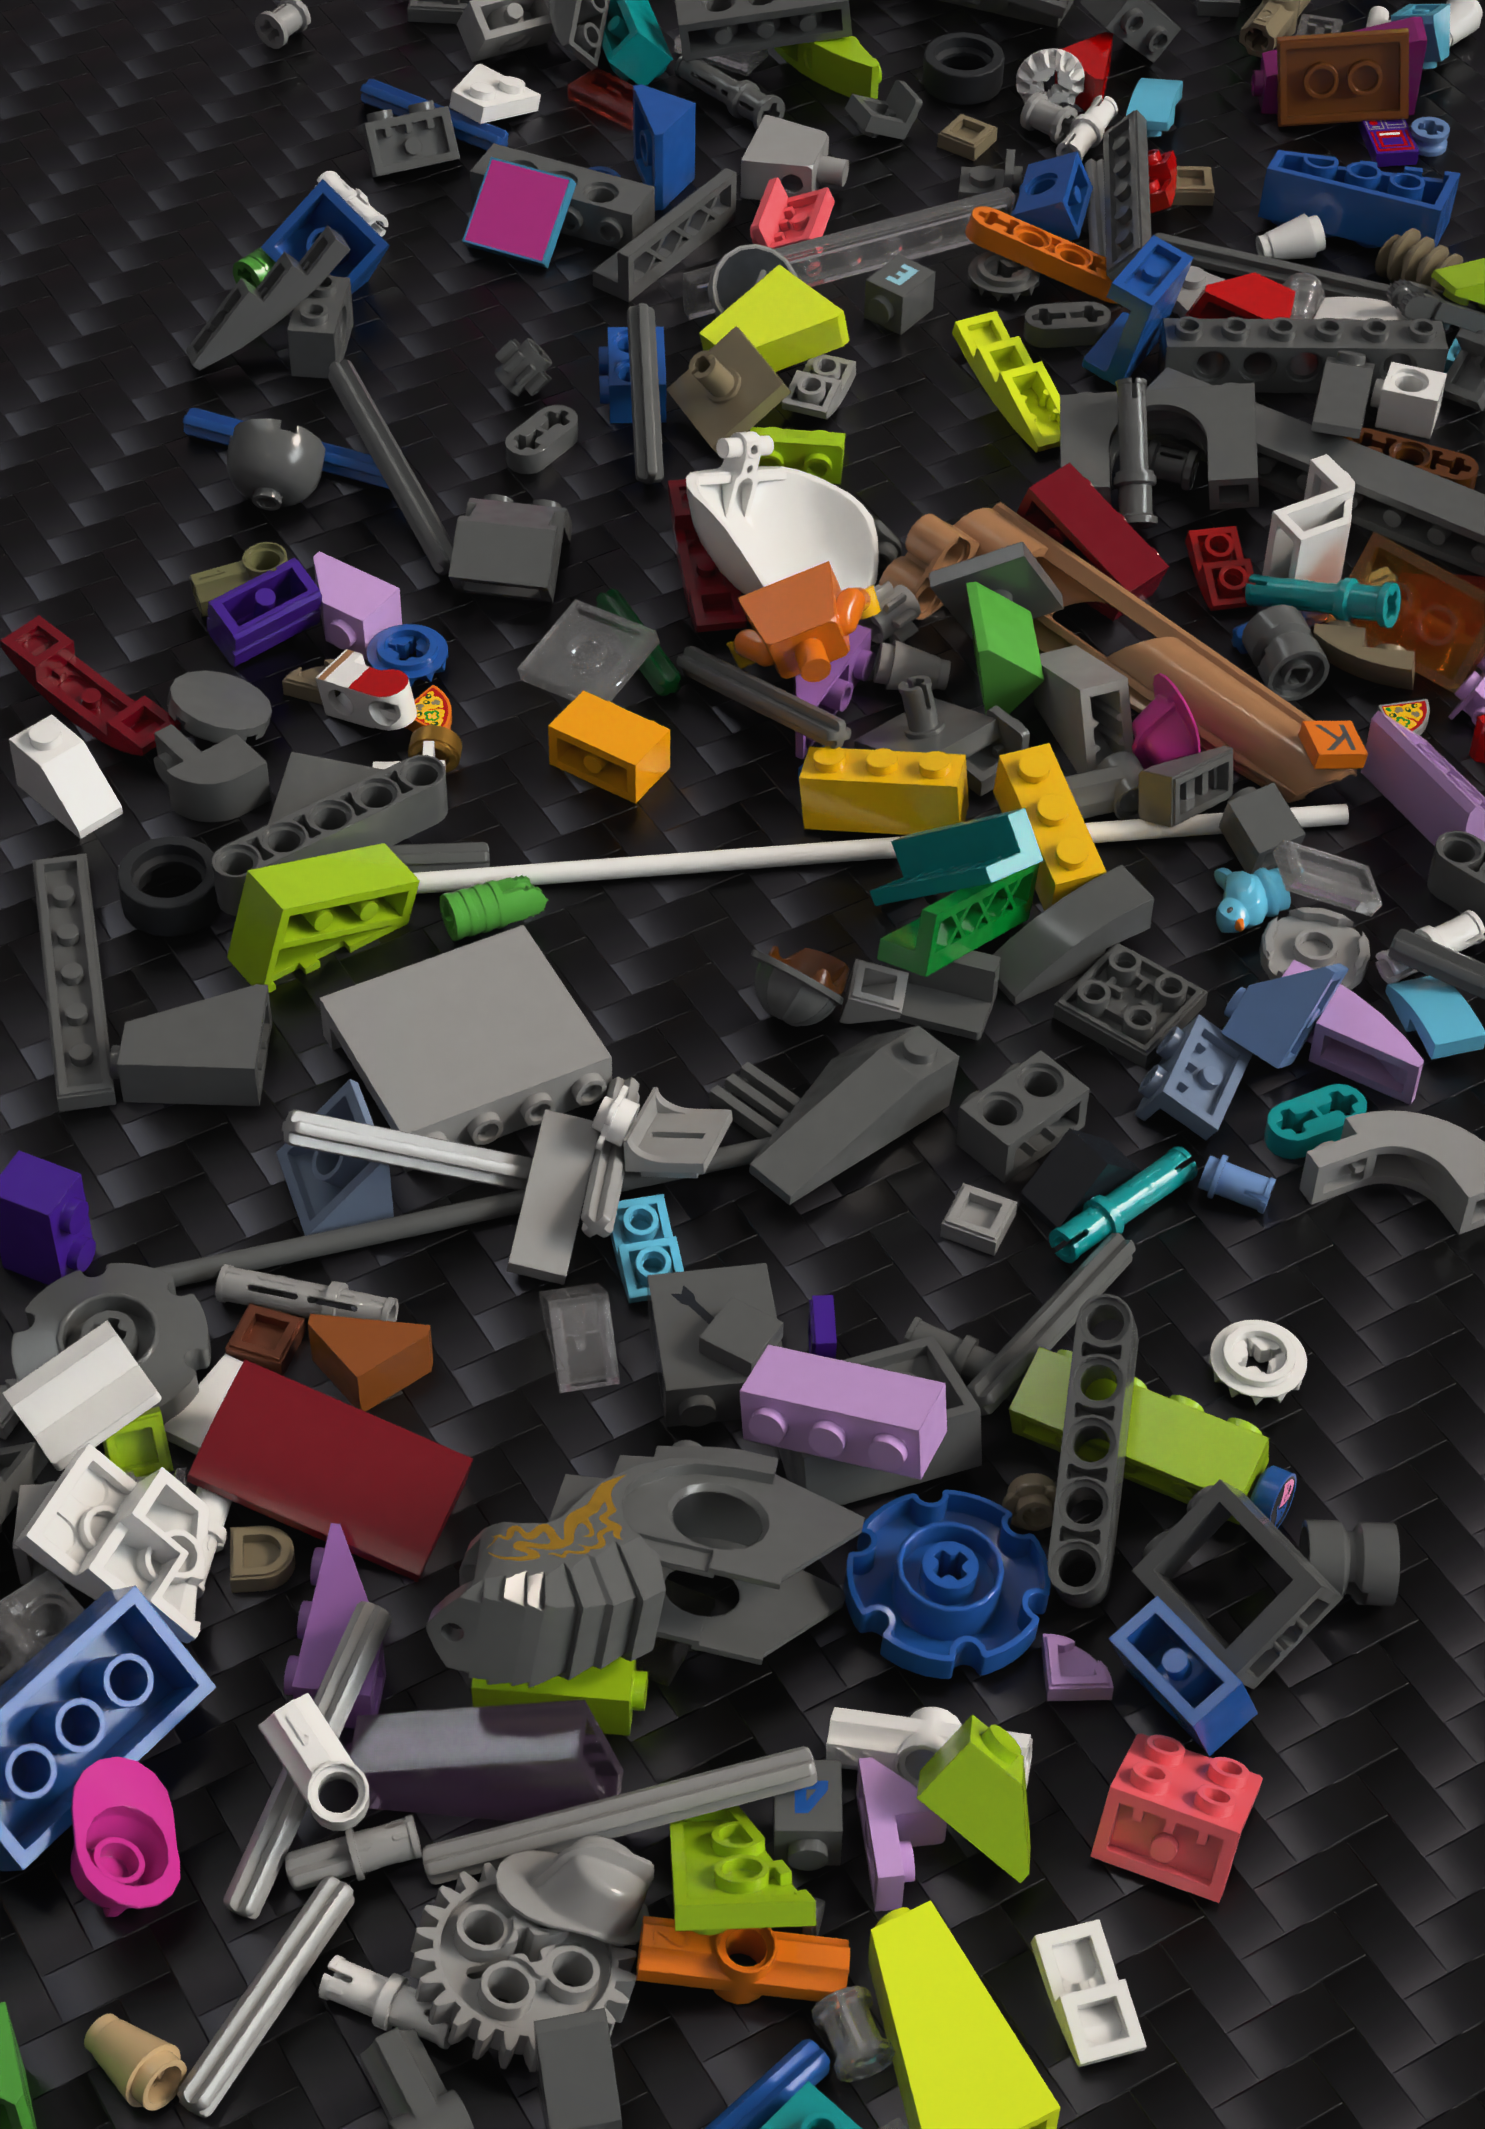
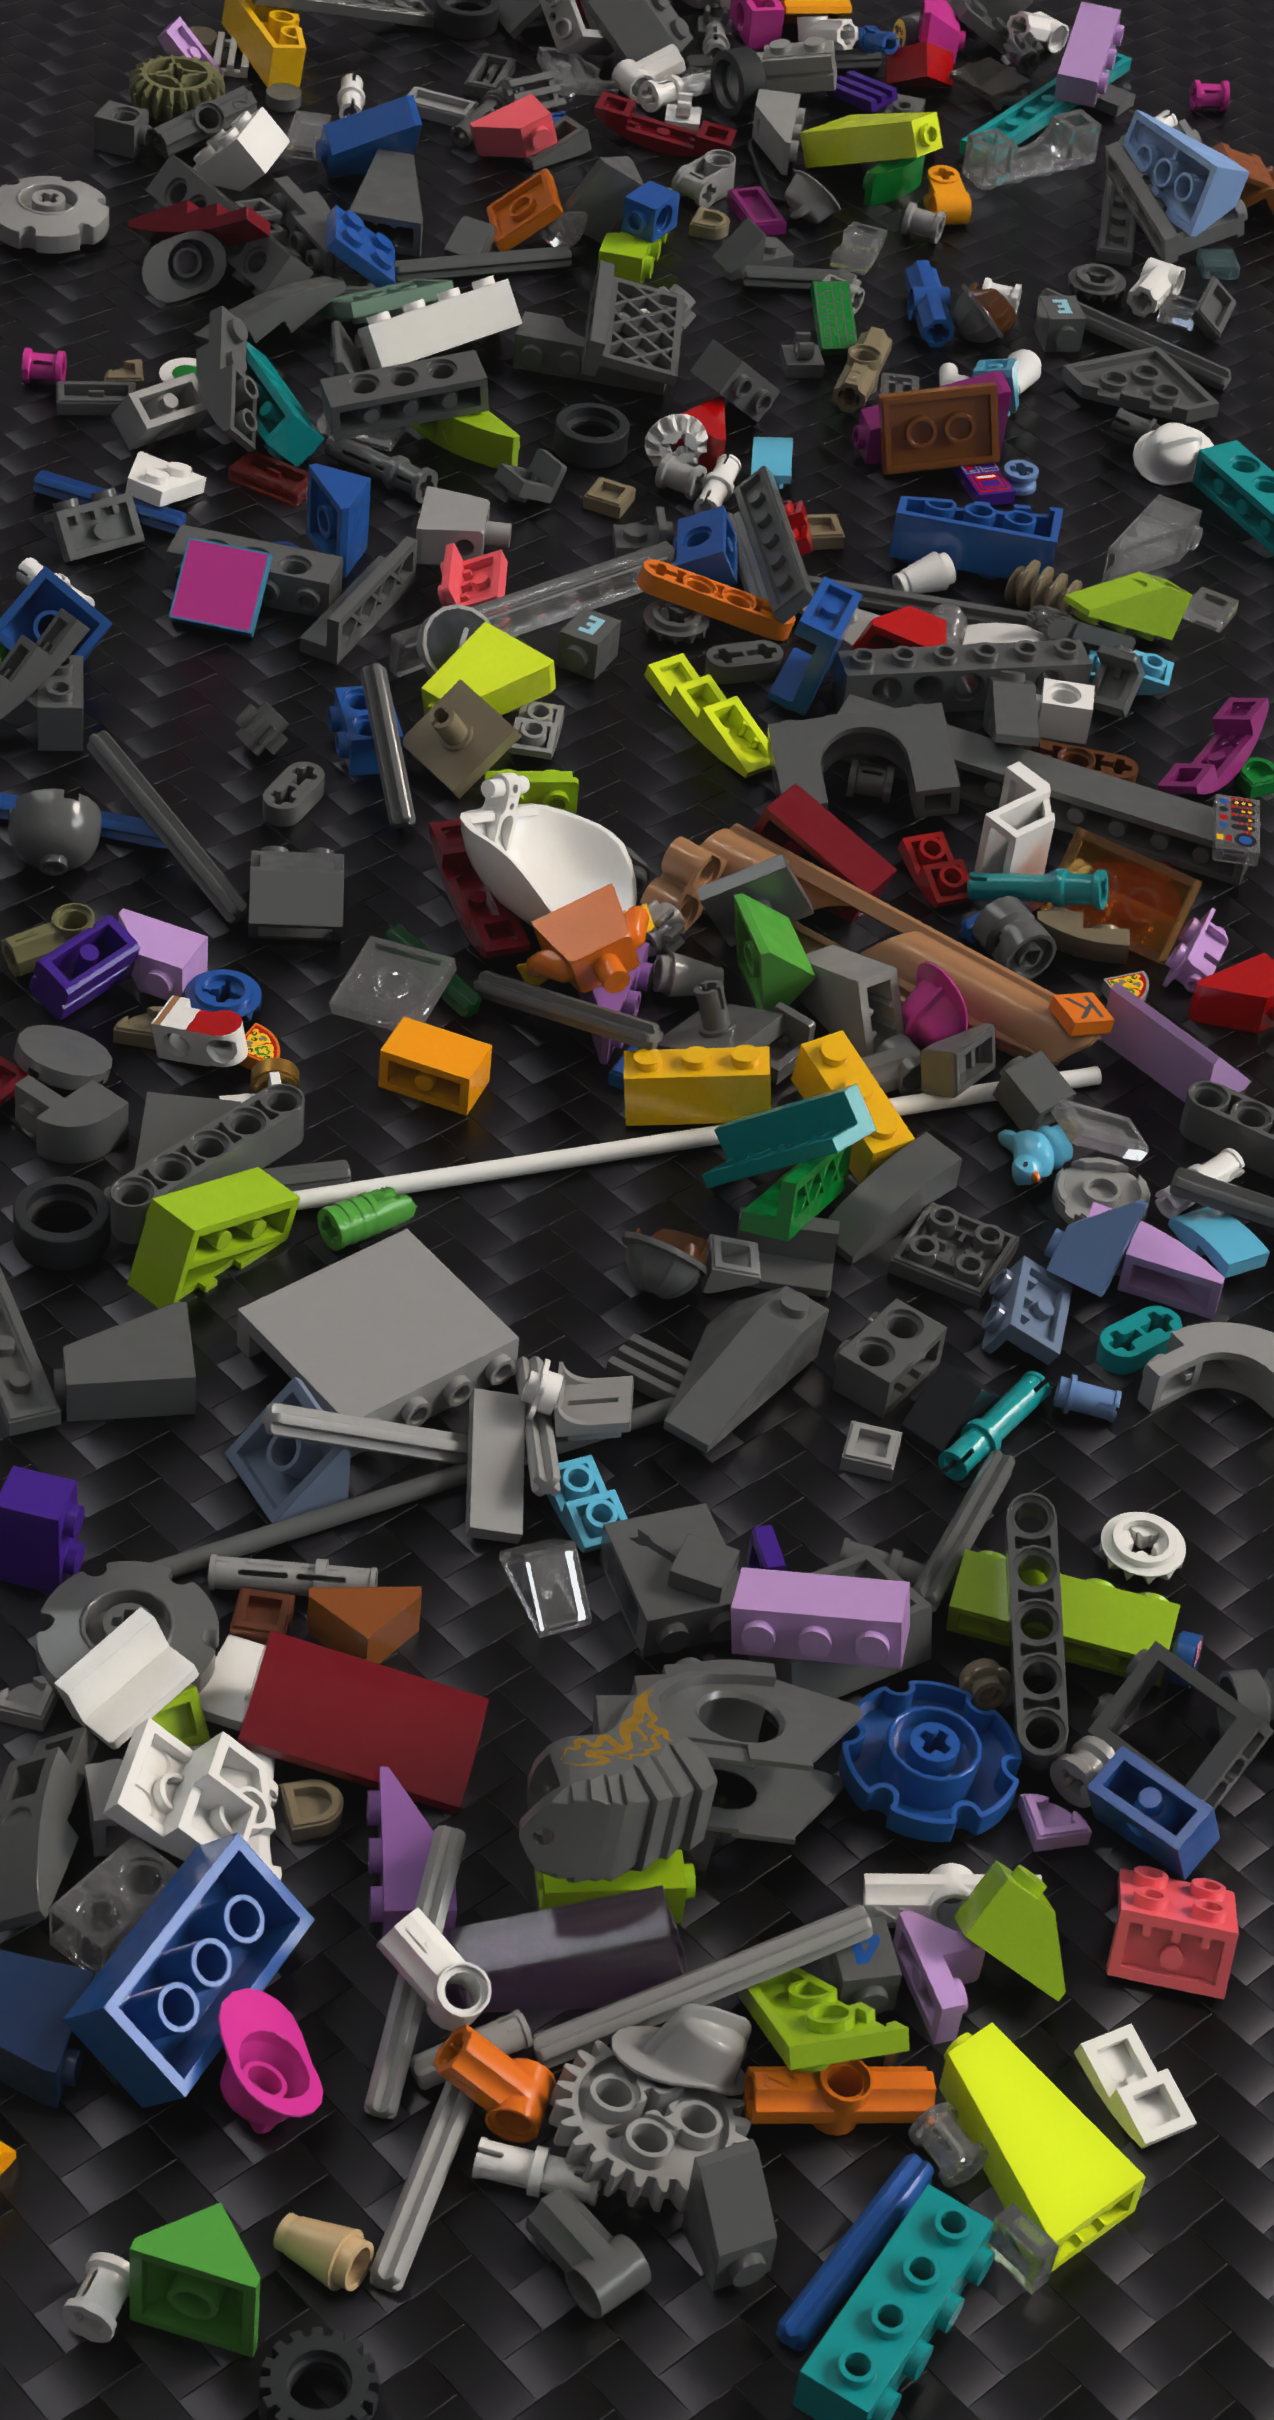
camera: 15 degrees left, 5 degrees down
(374, 1903) = (508, 2088): none -> orange piece
(1109, 1613) = (1076, 1770): none -> light grey wheel
(1134, 478) = (846, 792): dark grey pin -> none

